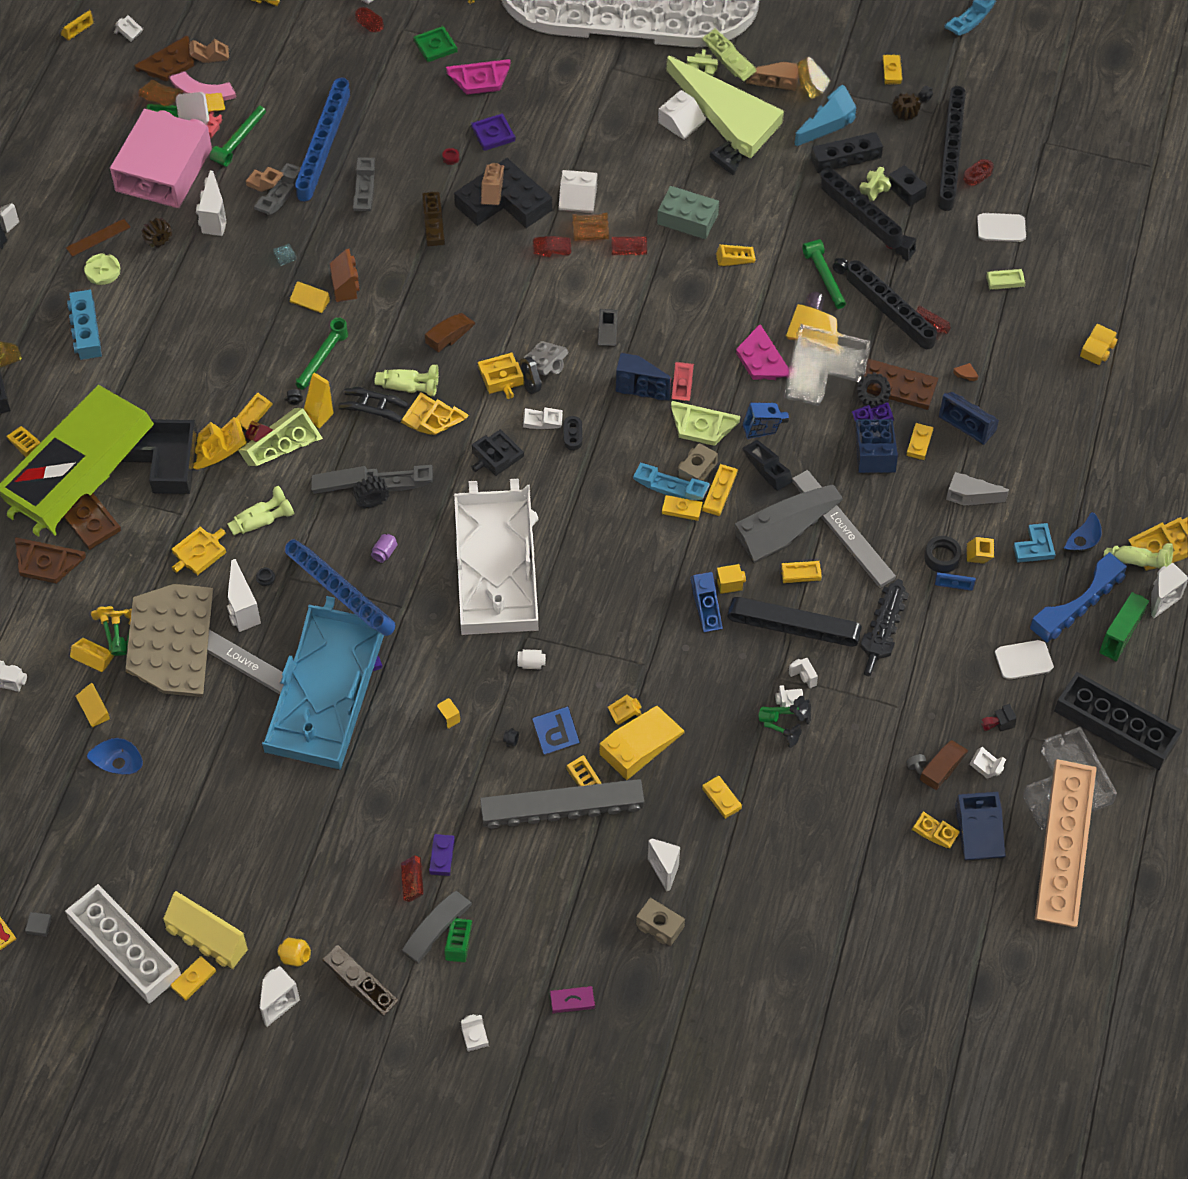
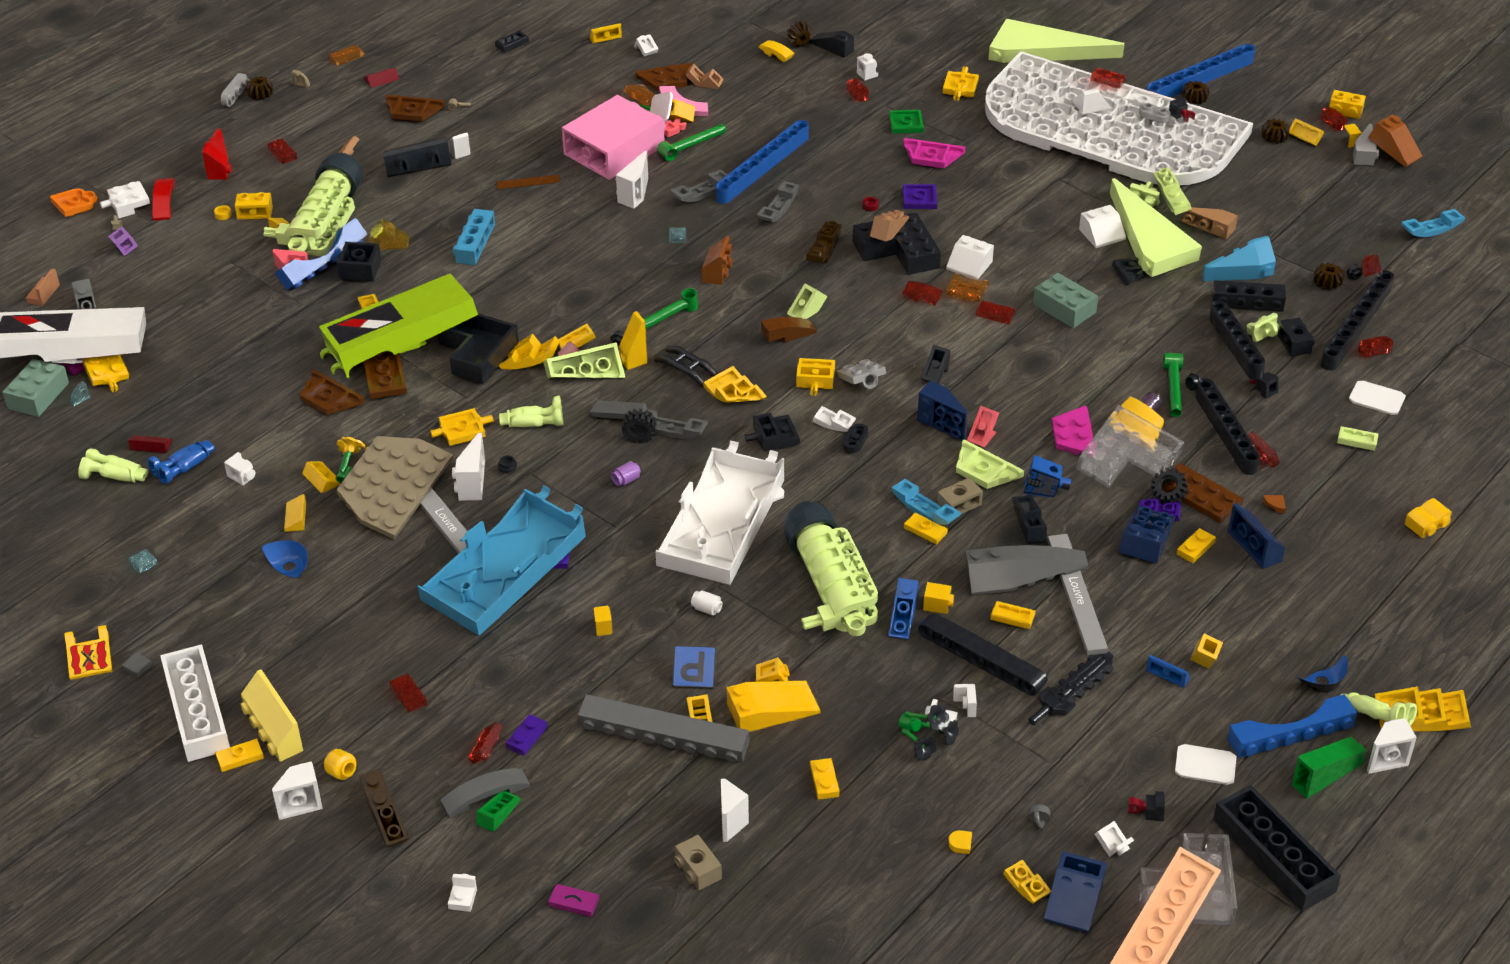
camera: 25 degrees right, 15 degrees down
(102, 269) = (516, 204): yellowish green tile -> none
(156, 232) = (576, 187): dark brown gear -> none
(265, 180) = (692, 175): medium nougat slope -> none
(310, 297) = (680, 270): yellow slope -> none
(311, 854) = (408, 692): none -> clear red plate
(340, 587) = (560, 484): blue beam -> none
(408, 380) = (730, 355): yellowish green piece -> none
(452, 296) = (807, 302): none -> yellowish green slope
(511, 737) = (650, 660): black plate -> none
(530, 375) = (840, 380): black plate -> none
(594, 556) = (833, 569): none -> yellowish green piece
(719, 490) = (971, 525): yellow tile -> none
(728, 255) = (1093, 346): yellow slope -> none
(812, 78) = (1244, 228): clear yellow slope -> none
(864, 813) = (960, 841): none -> yellow tile
(892, 69) = (1331, 246): yellow plate -> none
(939, 83) = (1371, 265): none -> clear red plate
(942, 566) = (1167, 633): black tyre -> none
(943, 765) = (1066, 825): reddish brown slope -> none
(972, 491) = (1227, 601): light grey slope -> none
(1038, 548) = (1270, 671): dark azure plate -> none

